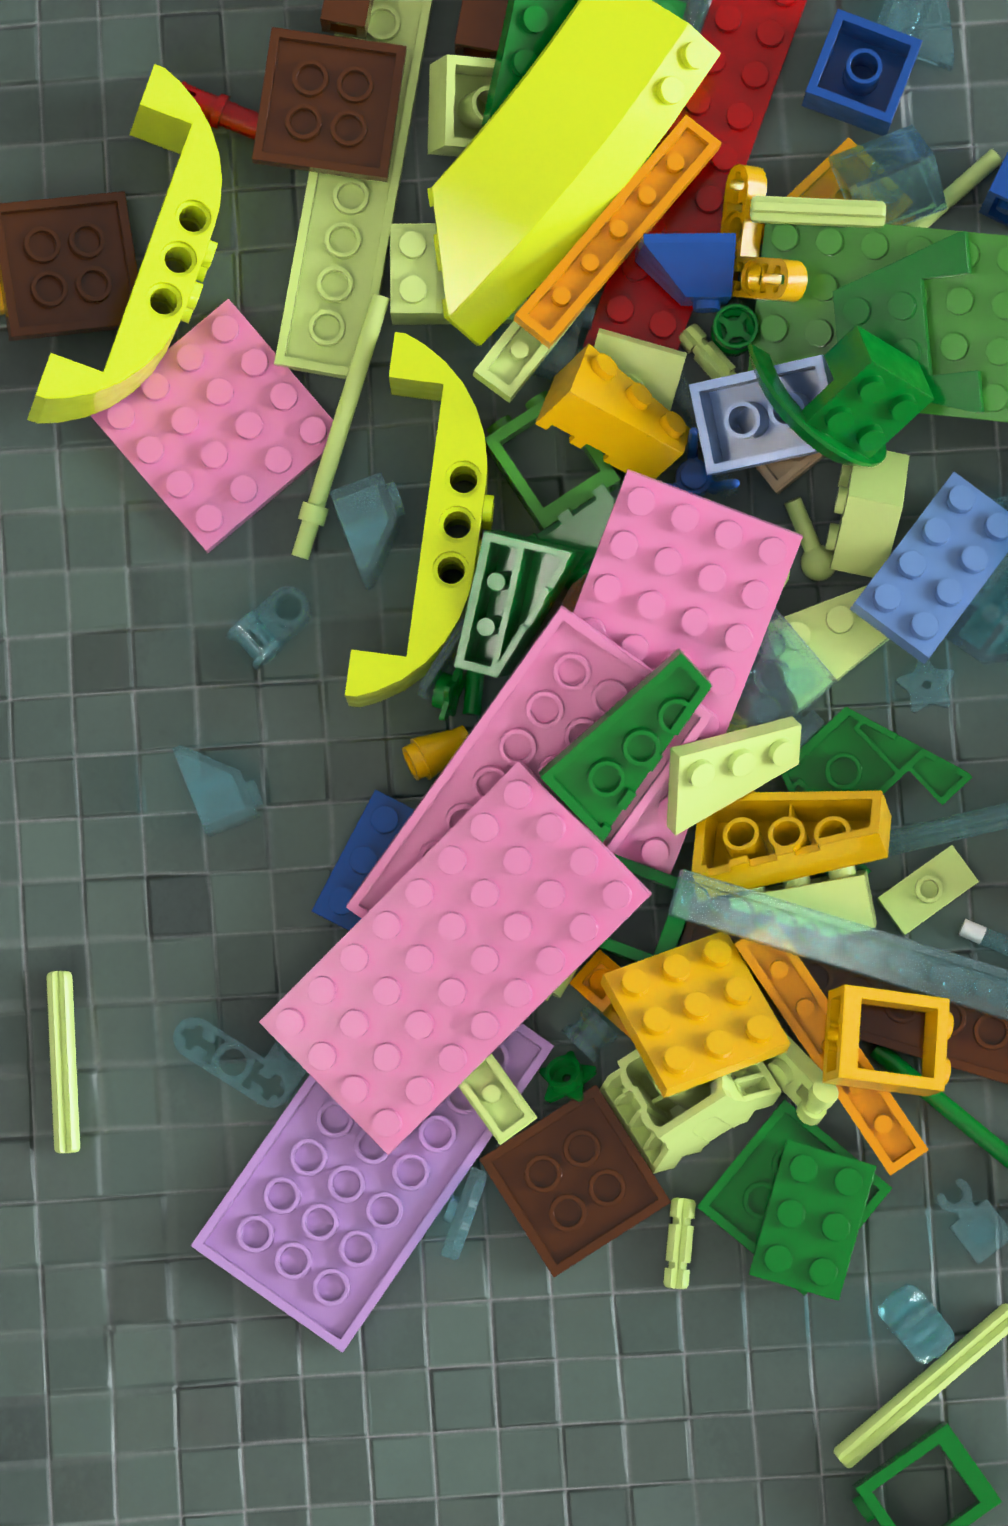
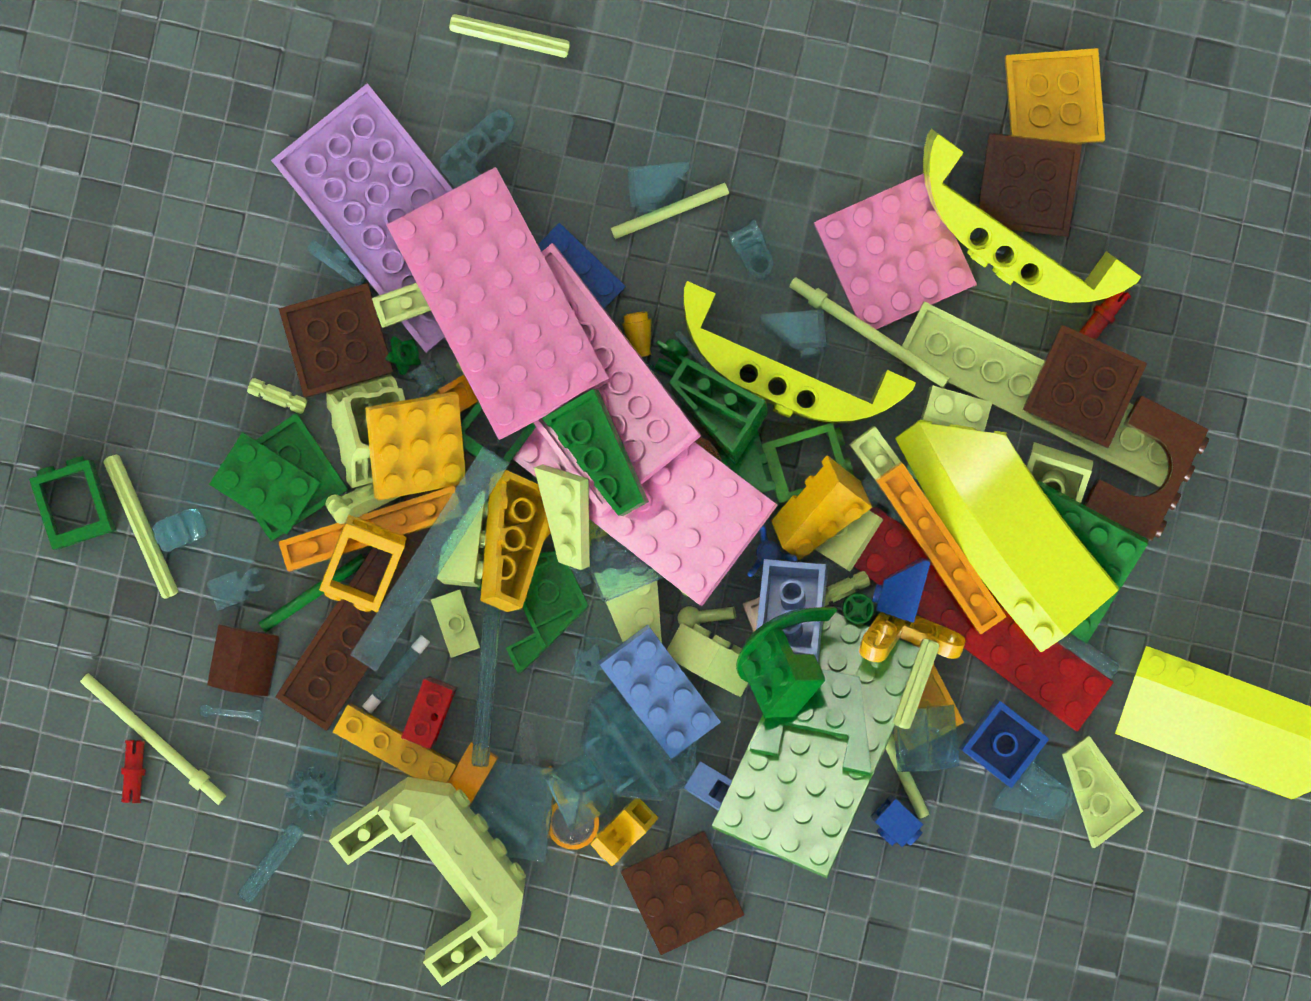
camera: 100 degrees right, 5 degrees up
(249, 759) = (669, 210): none -> yellowish green bar

